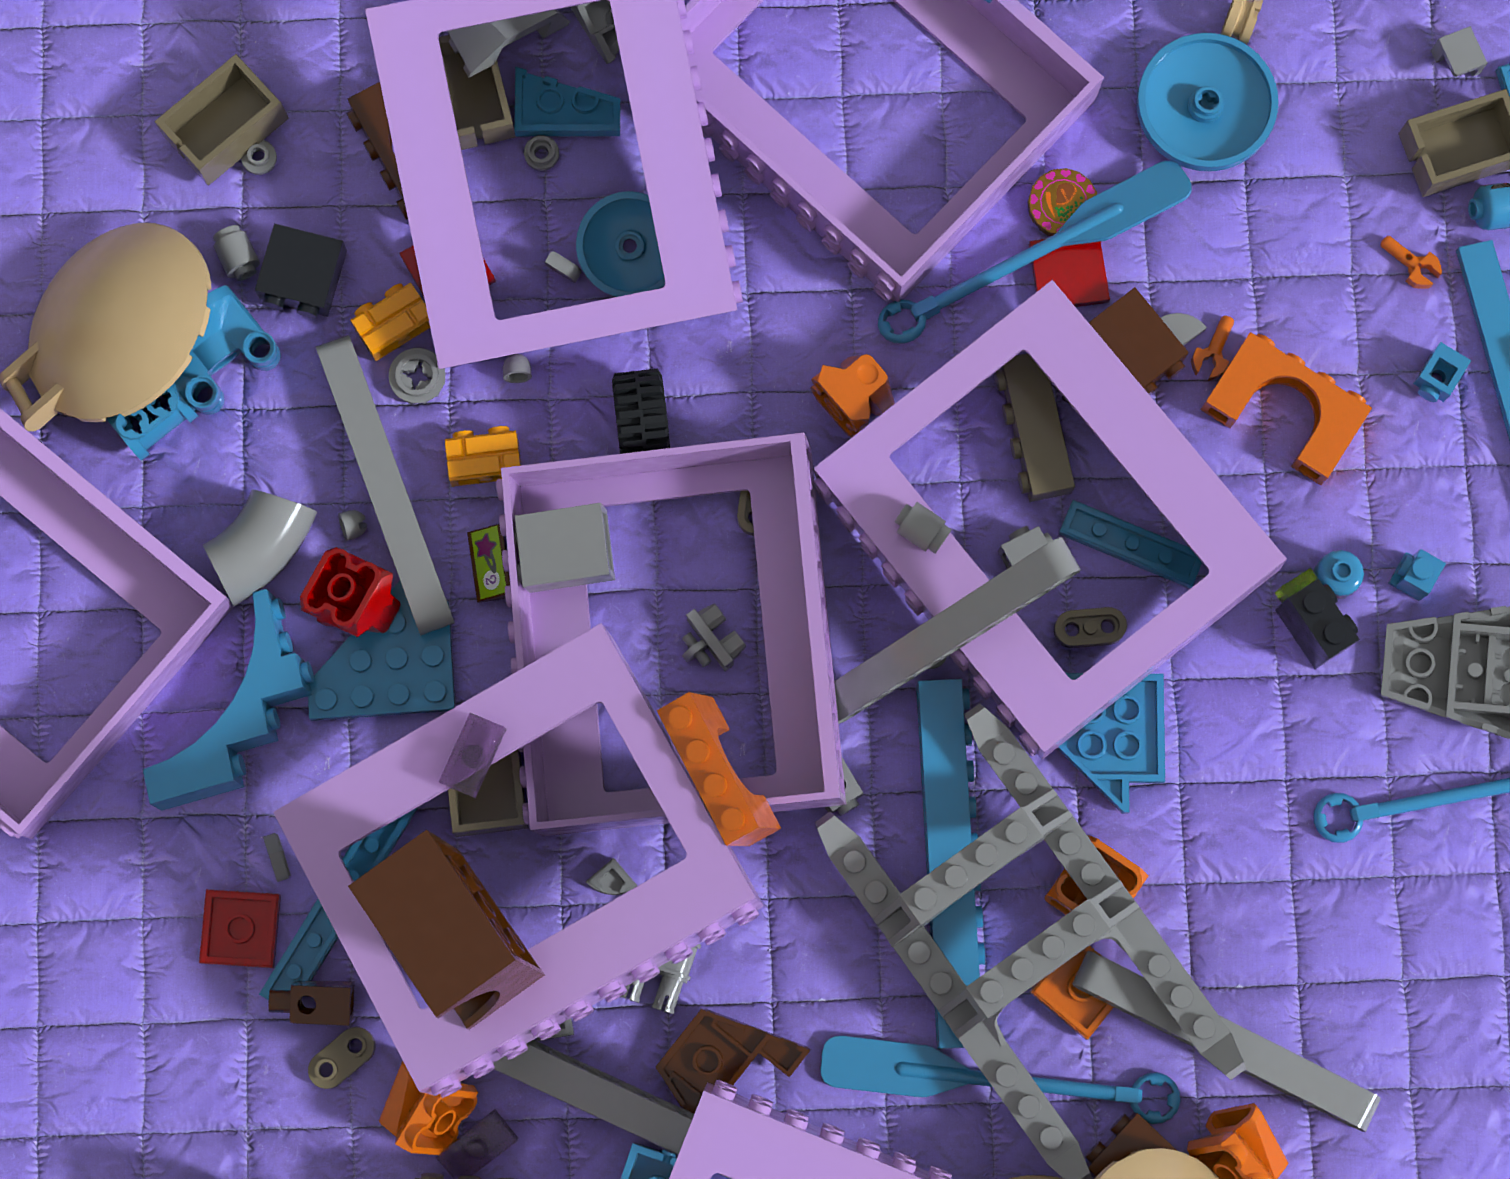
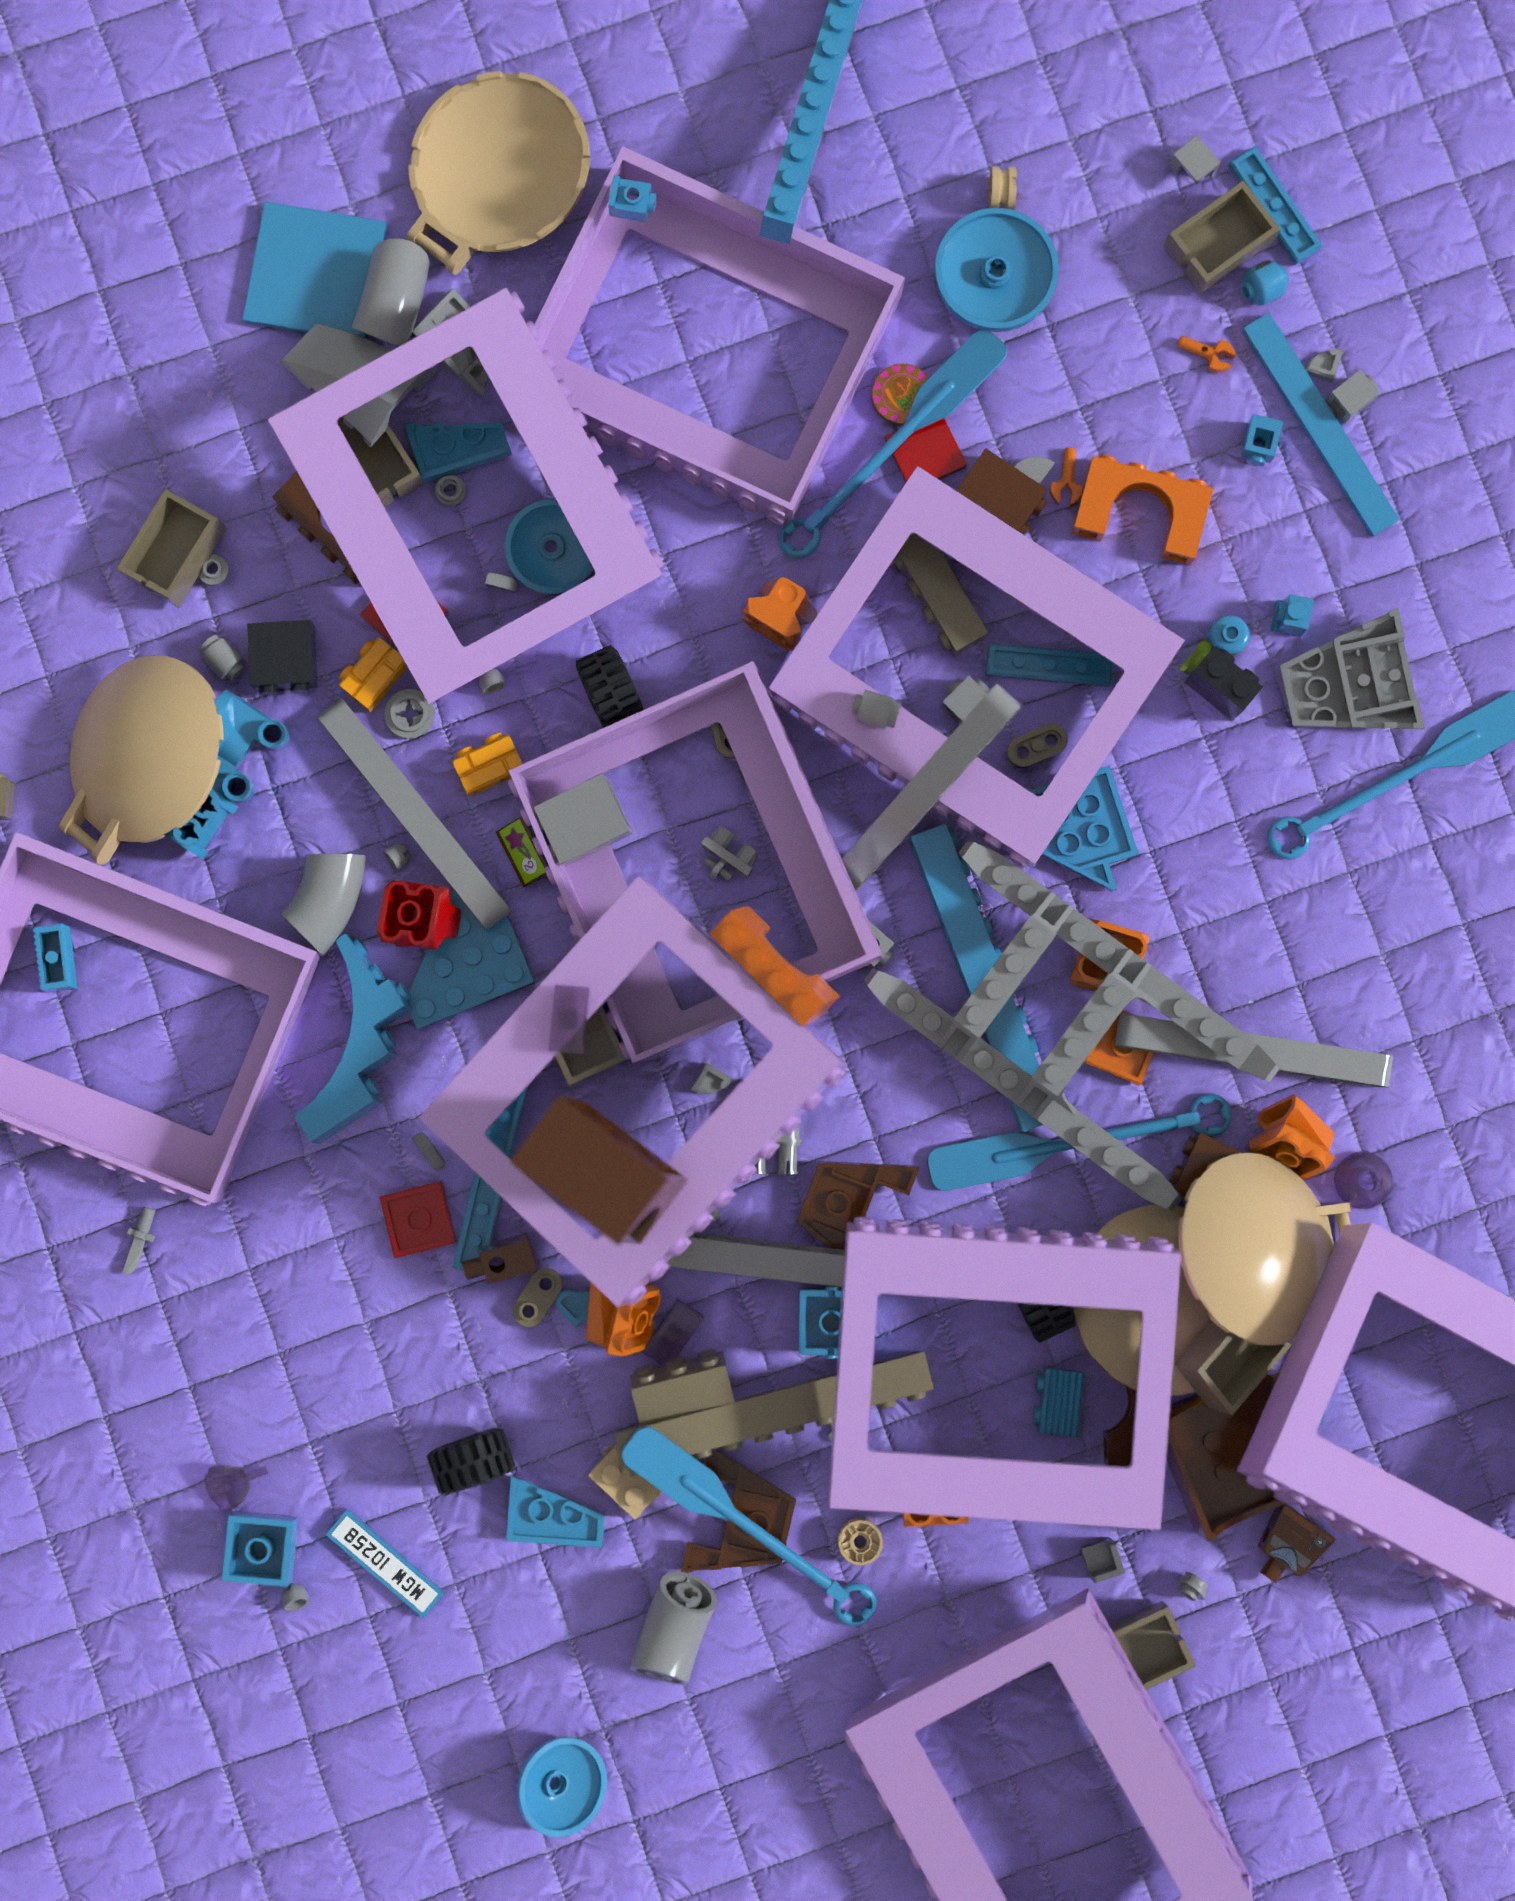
camera: 20 degrees left, 5 degrees up
(377, 1080) = (573, 1305): none -> dark azure tile

